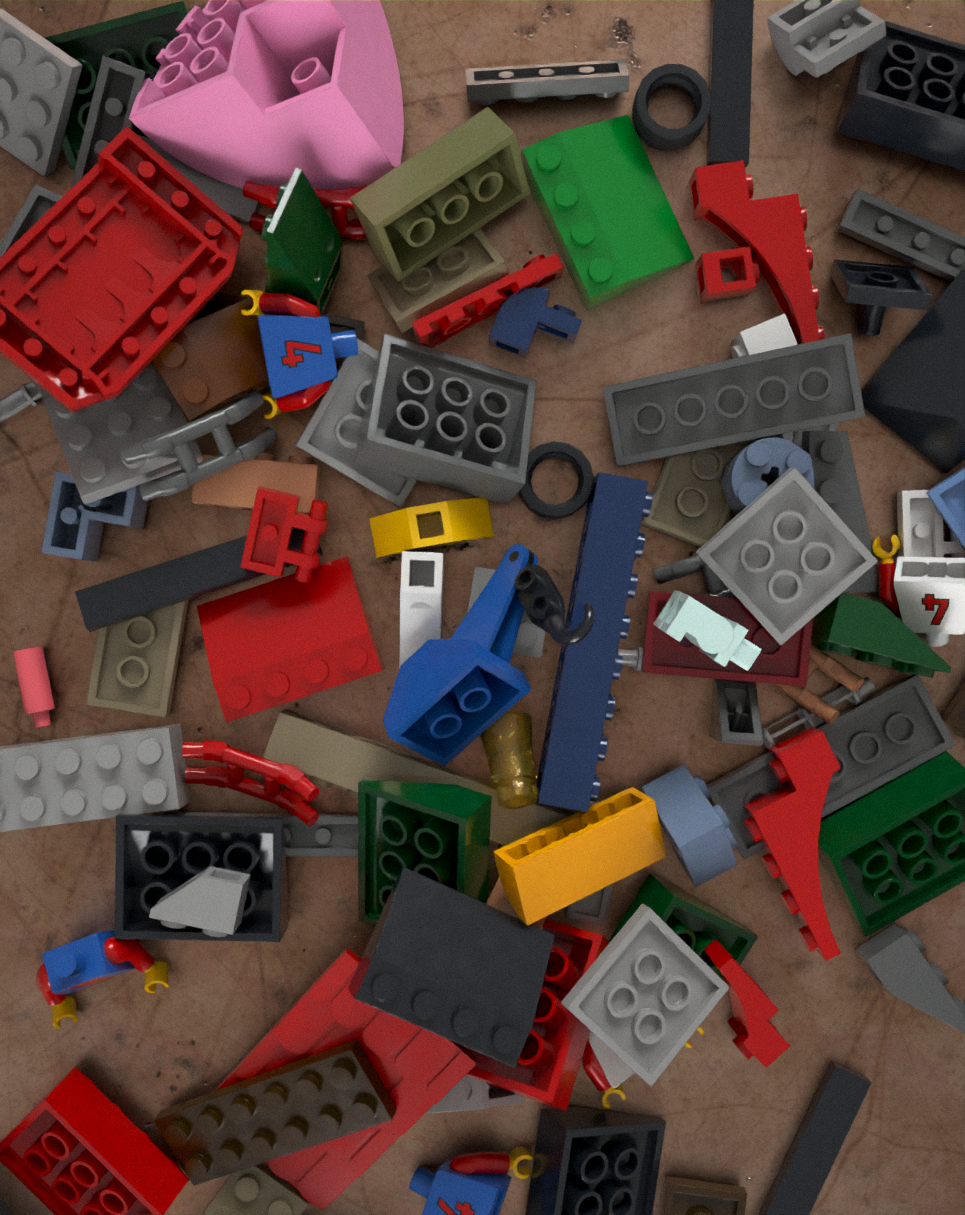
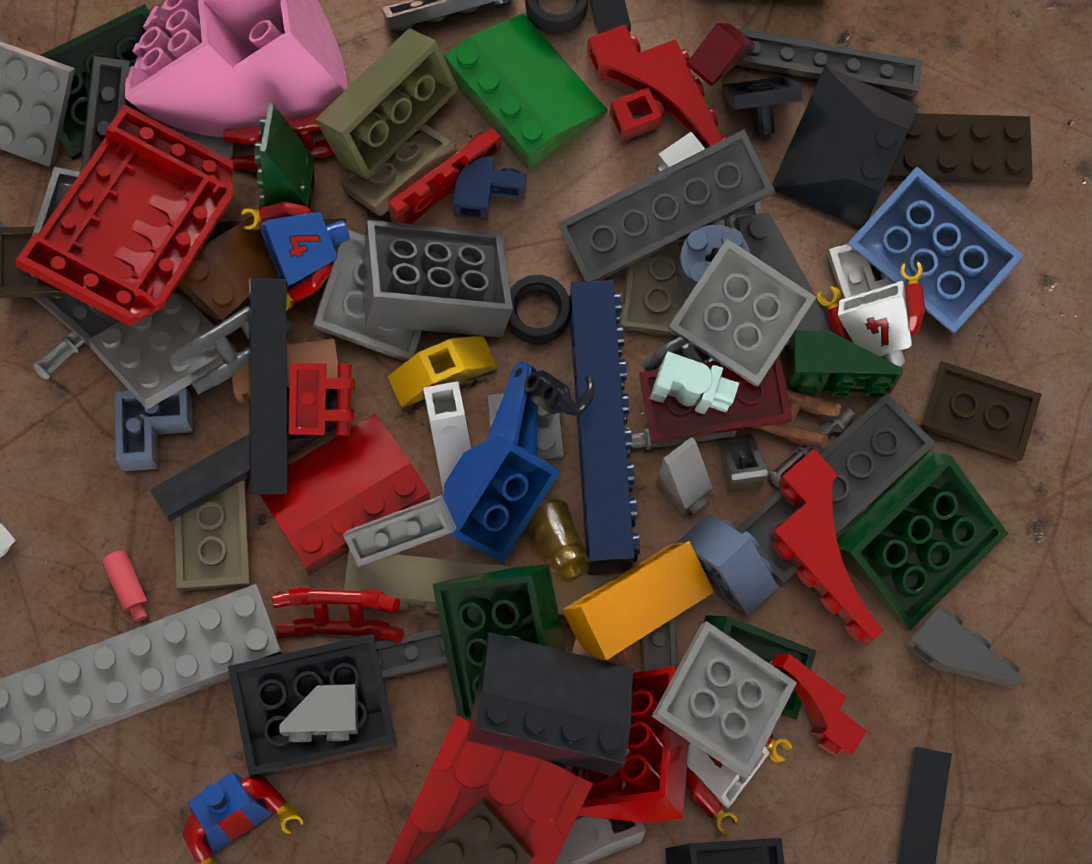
camera: 20 degrees left, 15 degrees down
(227, 506) = (267, 386): none -> black tile
(335, 717) = (399, 531): none -> light grey tile
(668, 725) = (685, 479): none -> light grey slope
(844, 224) = (719, 52): none -> dark red slope

